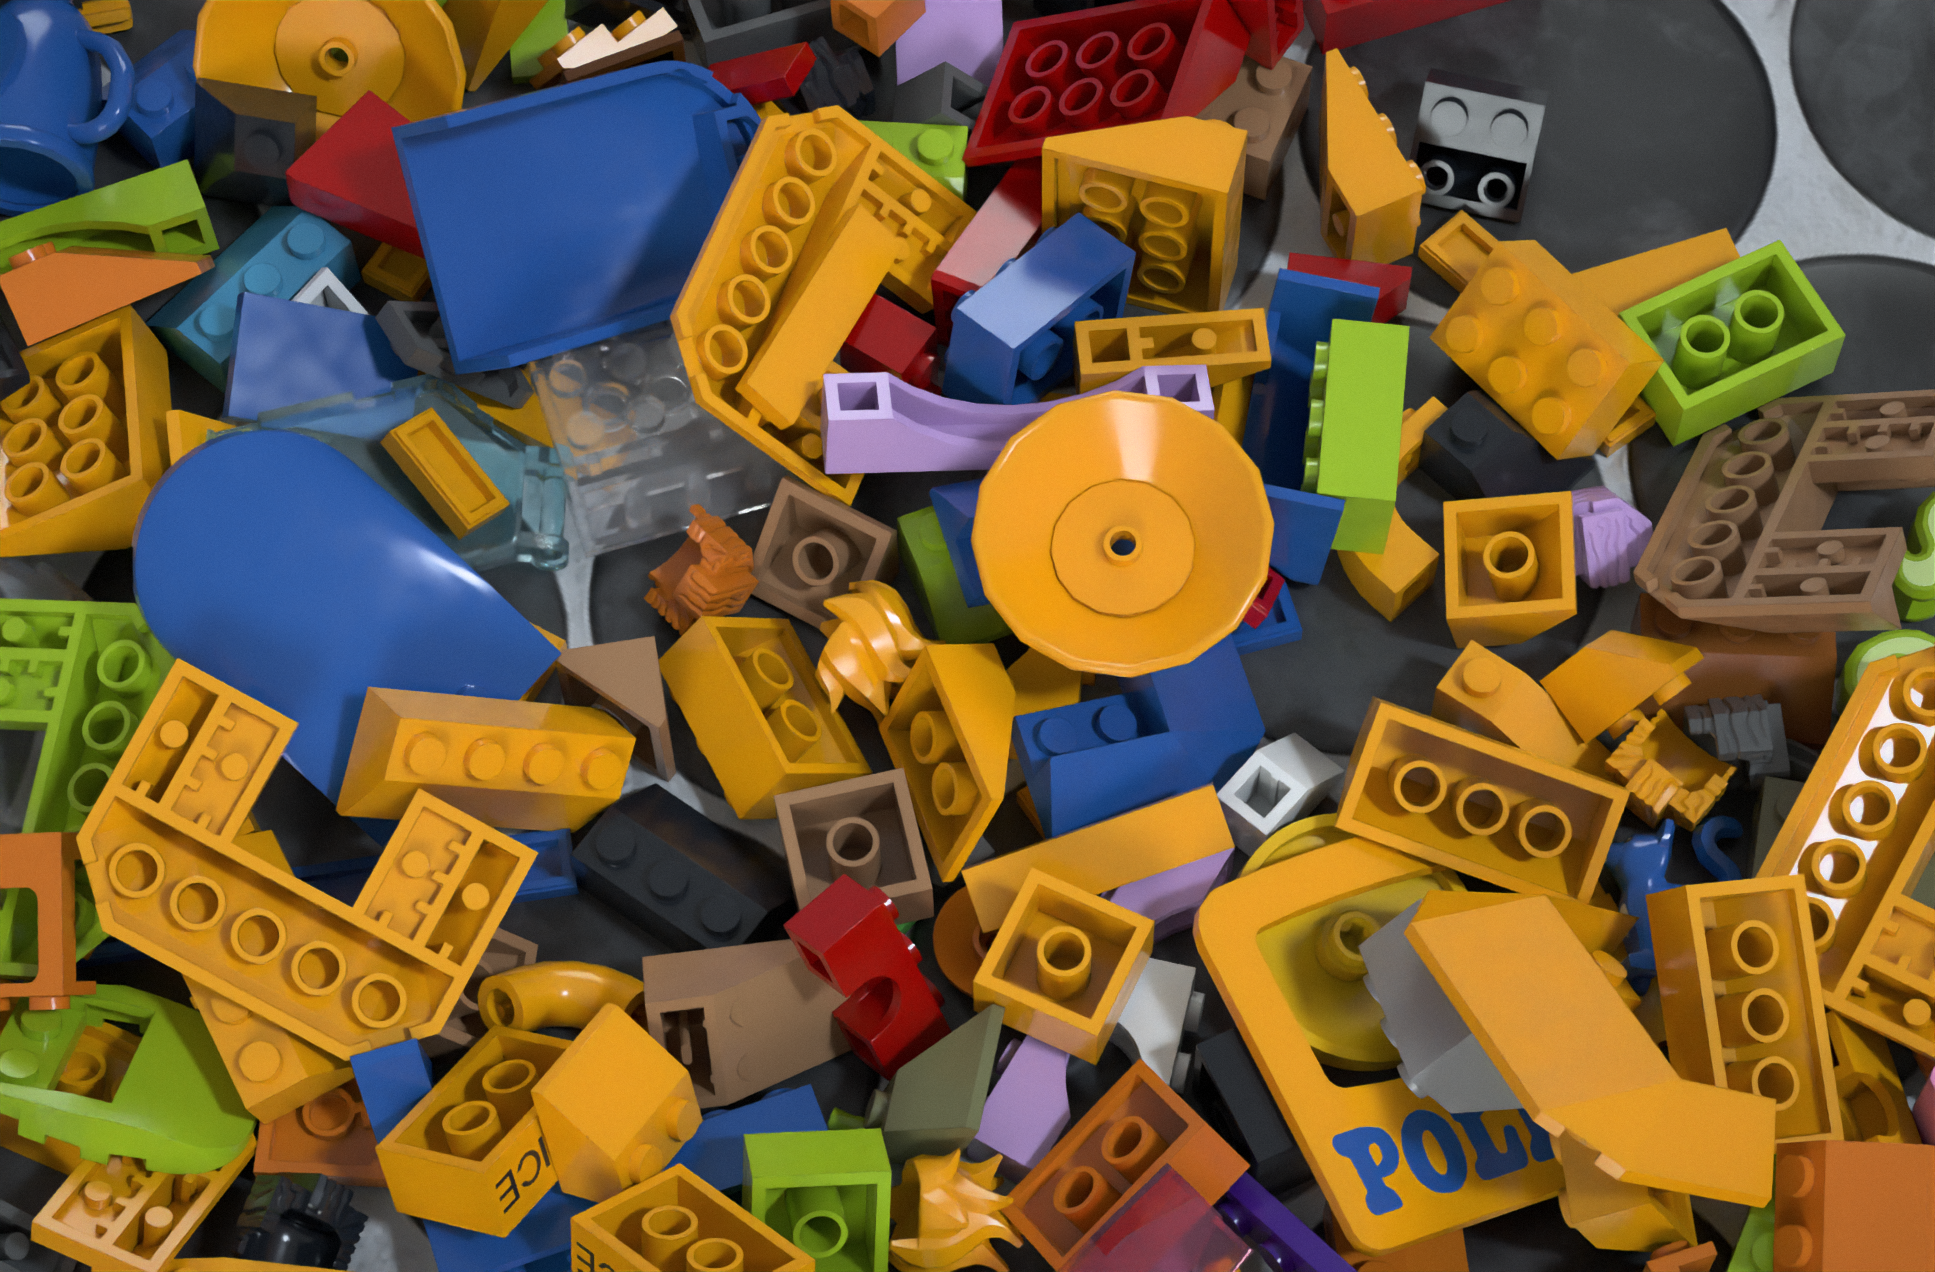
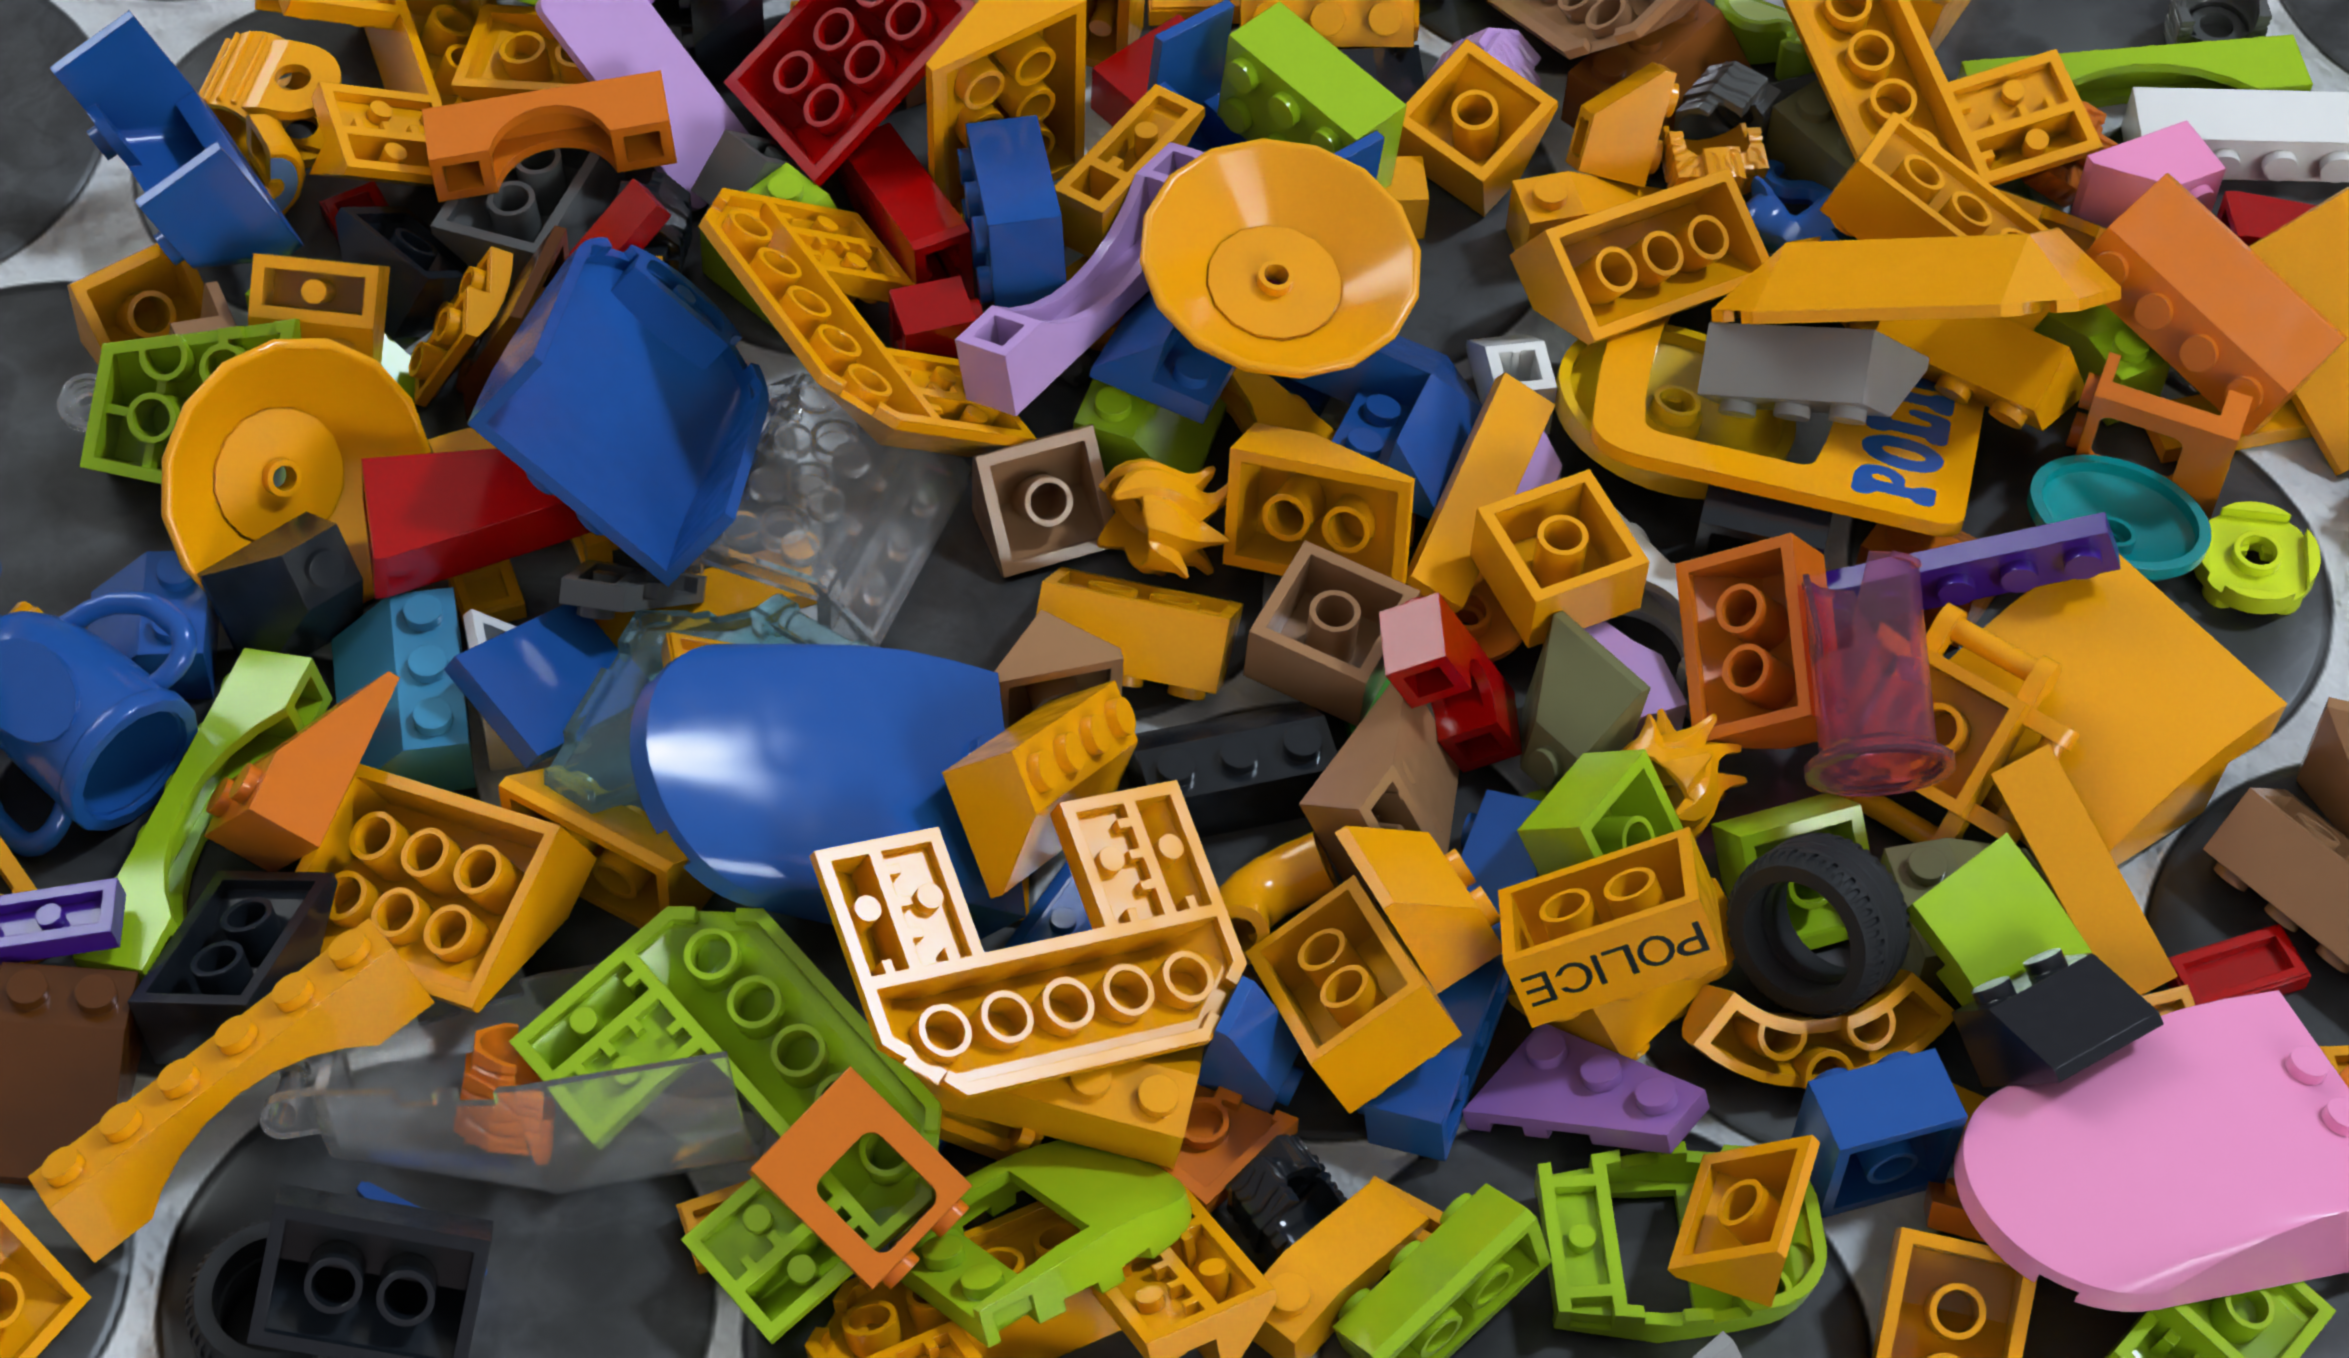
camera: 55 degrees left, 10 degrees down
(705, 575) = (976, 578): orange hair -> none
(819, 317) = (887, 324): light orange tile -> none

